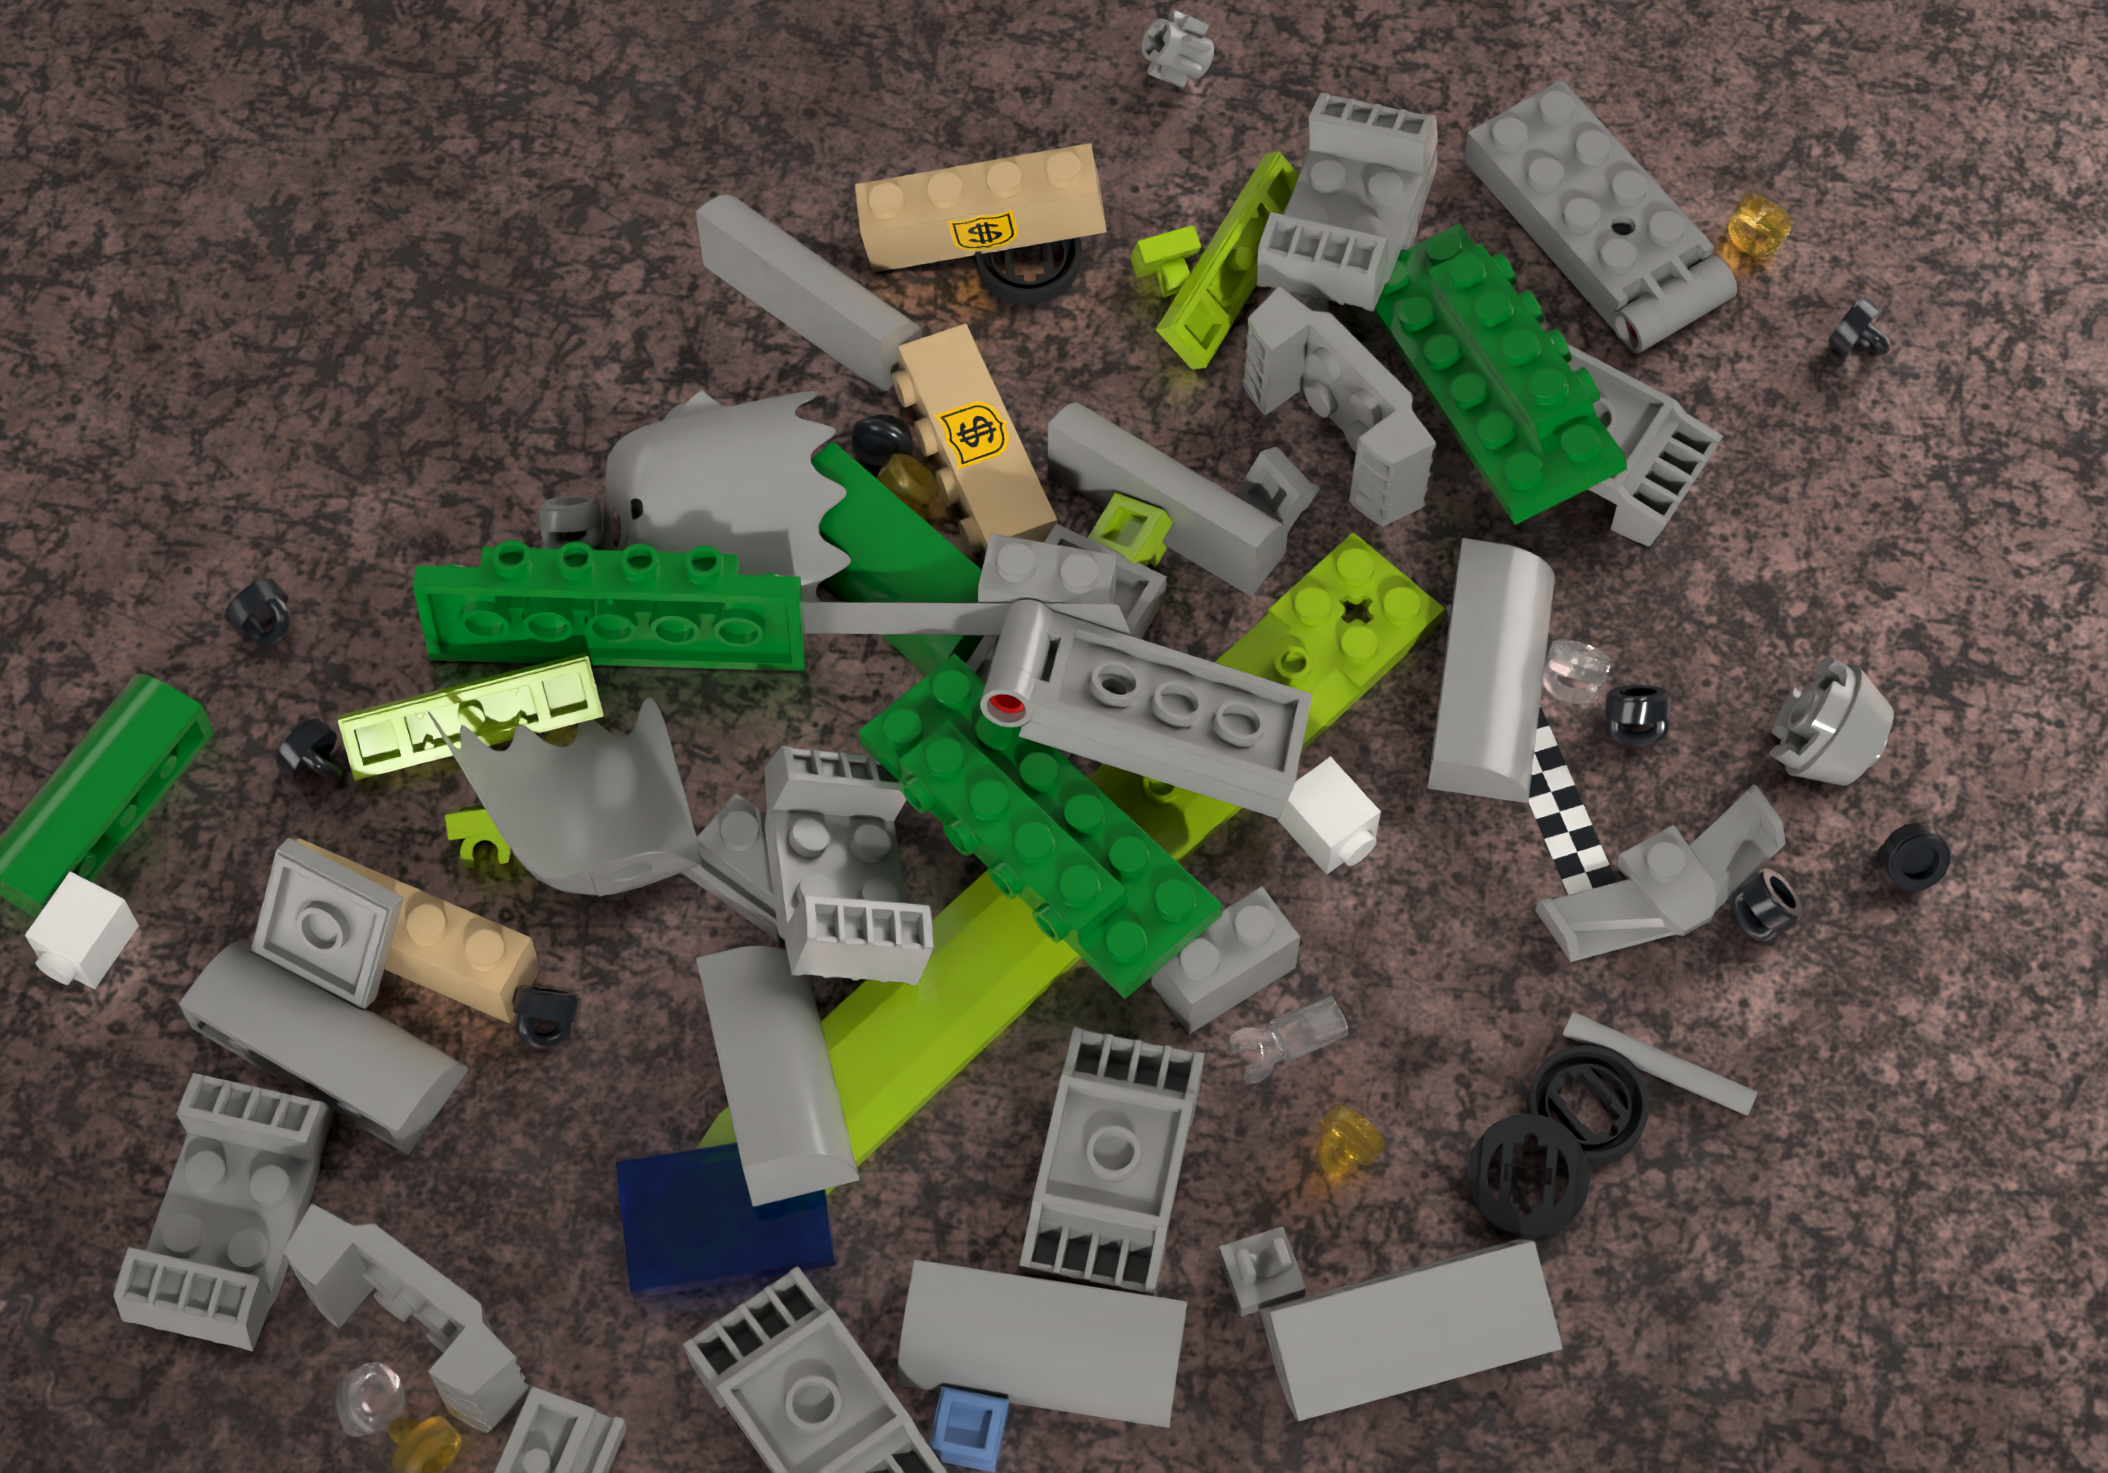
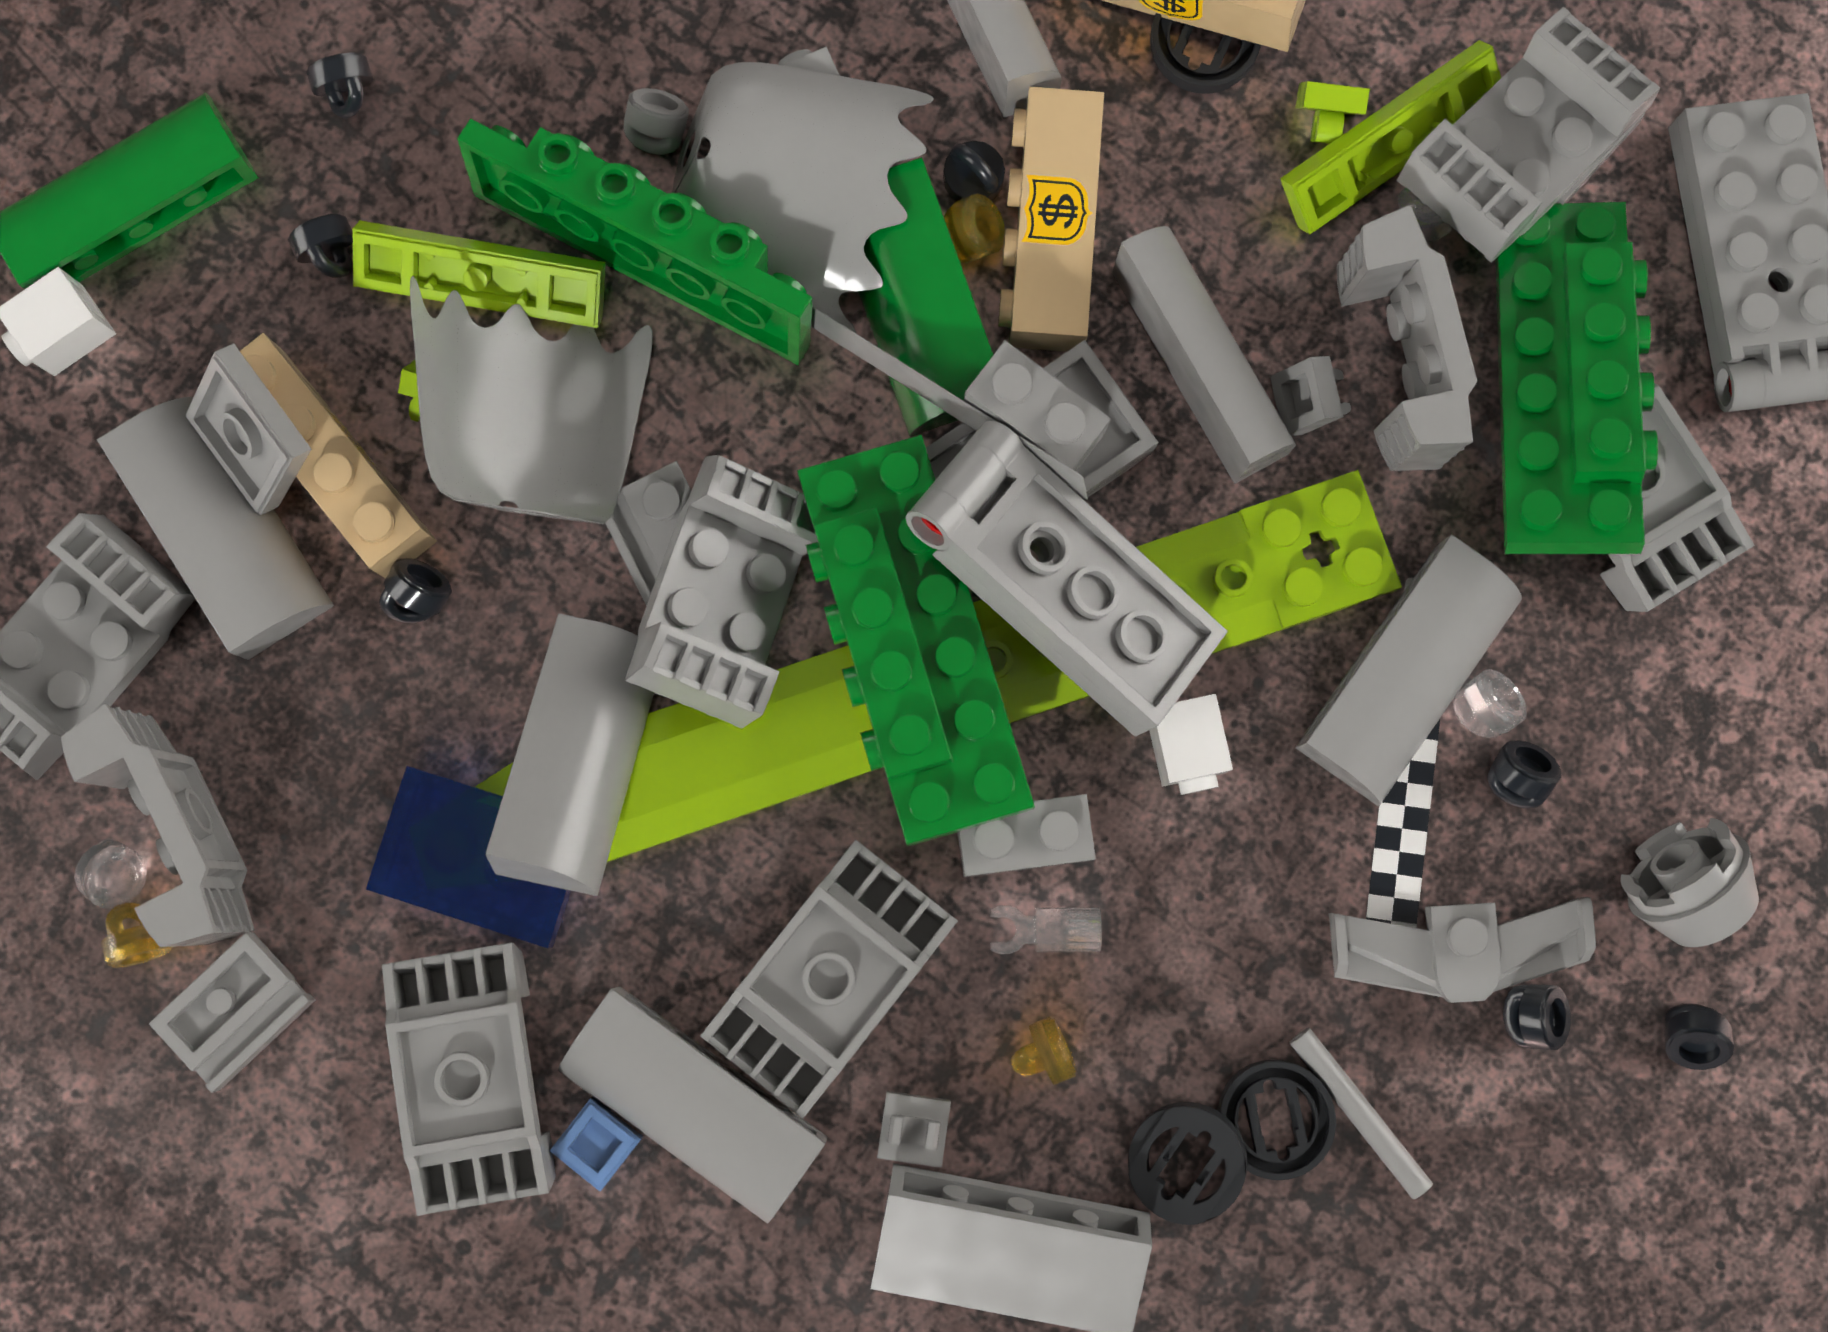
camera: 25 degrees right, 20 degrees up
(1133, 530) = (1150, 378): lime tile -> none

